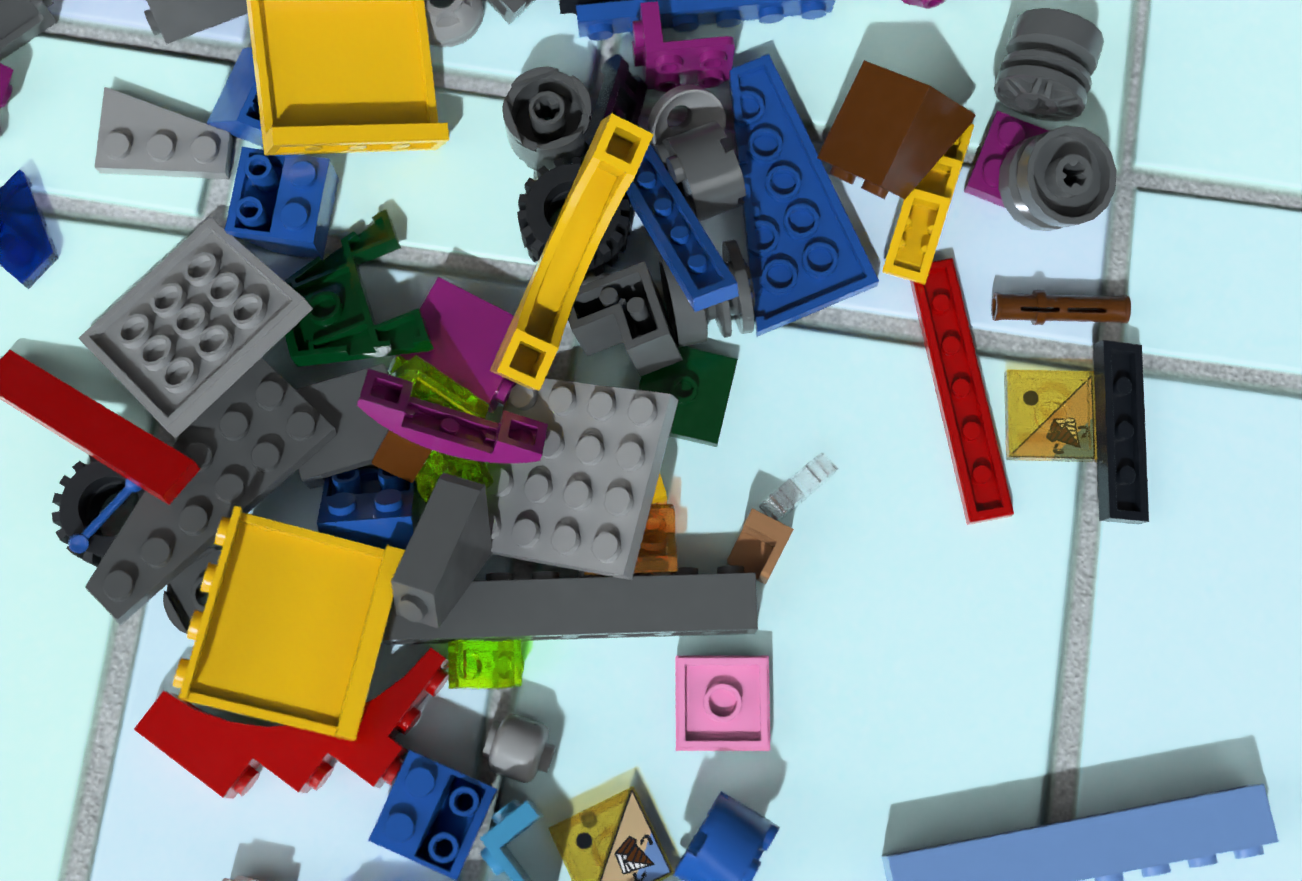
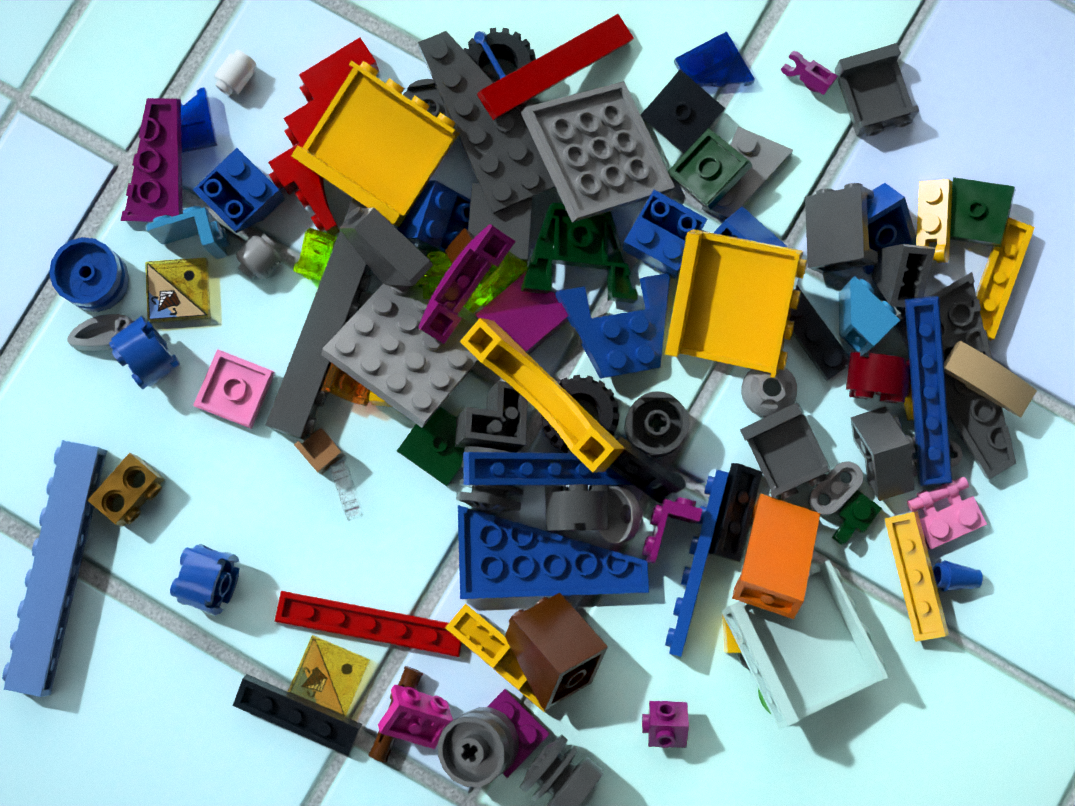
camera: 115 degrees right, 5 degrees up
(98, 244) = (682, 111): none -> black plate
(168, 177) = (709, 168): none -> dark green plate
(447, 199) = (625, 340): none -> blue wing
(925, 804) = (121, 483): none -> pearl gold brick
(1002, 622) = (205, 578): none -> blue brick
(1054, 270) = (415, 717): none -> dark pink bracket

